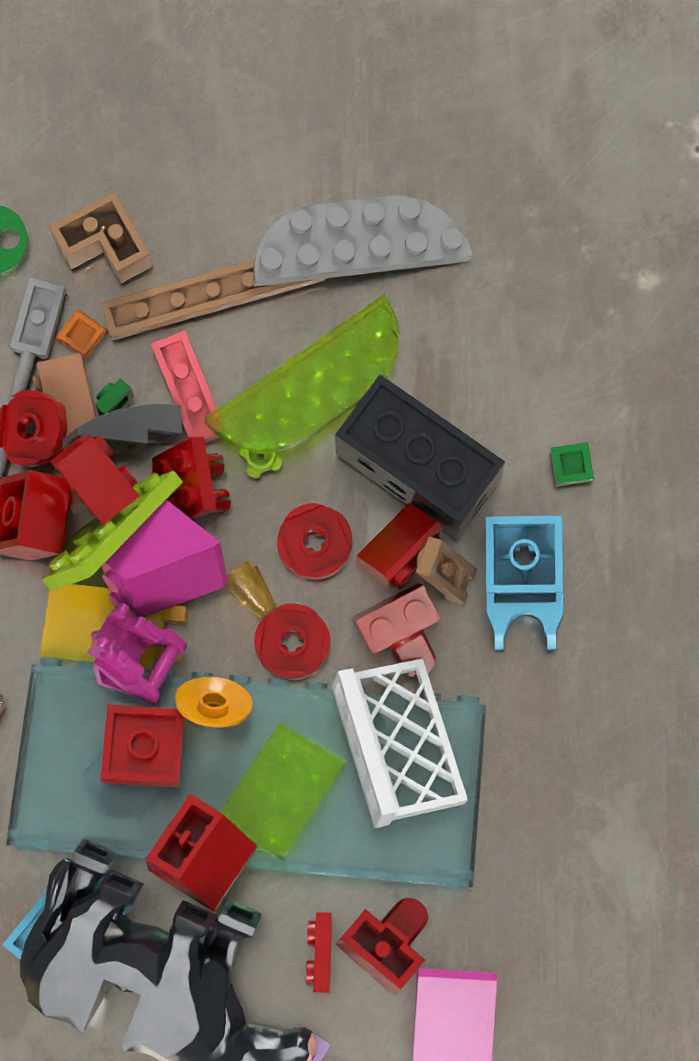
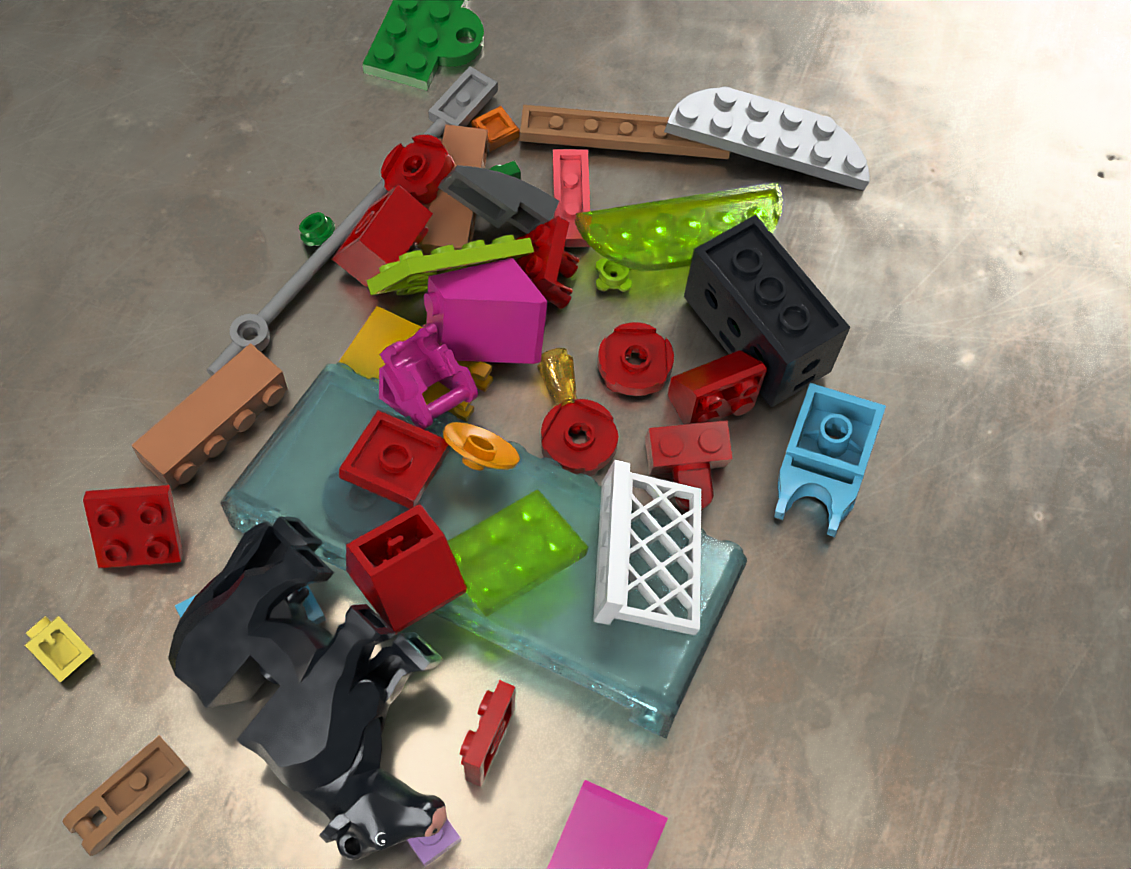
camera: 15 degrees right, 15 degrees down
(95, 477) = (455, 206): red brick -> none
(99, 230) = (545, 50): medium nougat brick -> none
(385, 945) = (558, 753): red brick -> none
(445, 570) = (754, 415): medium nougat plate -> none
(572, 464) = (905, 379): green plate -> none

